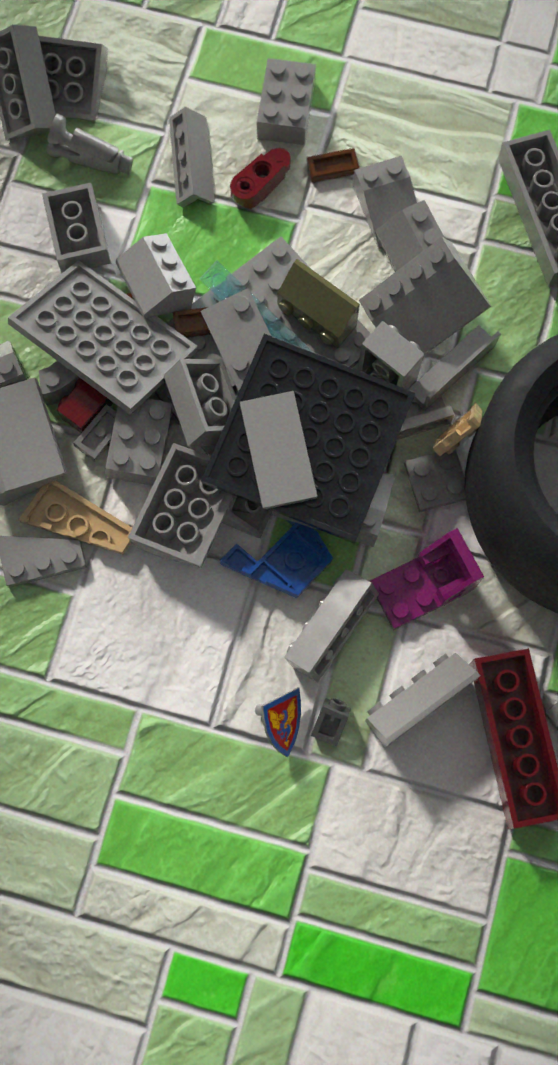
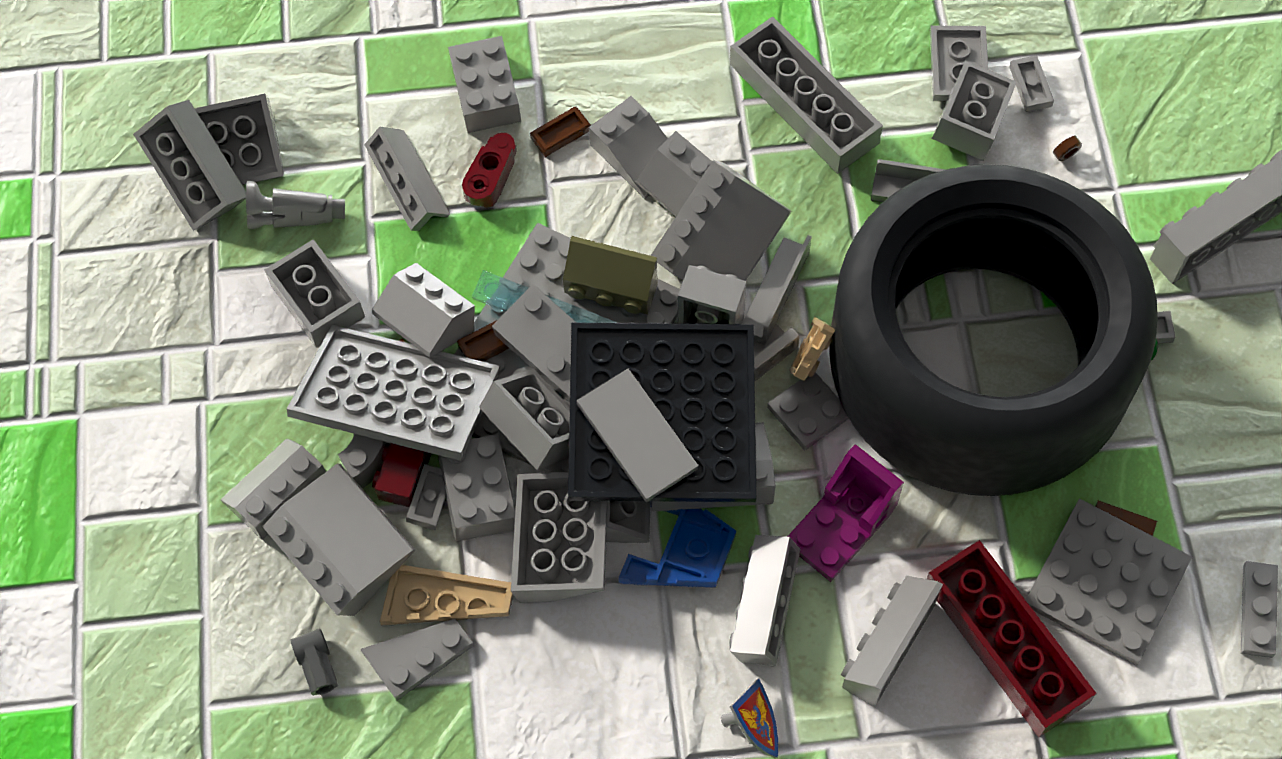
camera: 20 degrees left, 10 degrees down
(331, 721) = (808, 700): dark grey bracket -> none

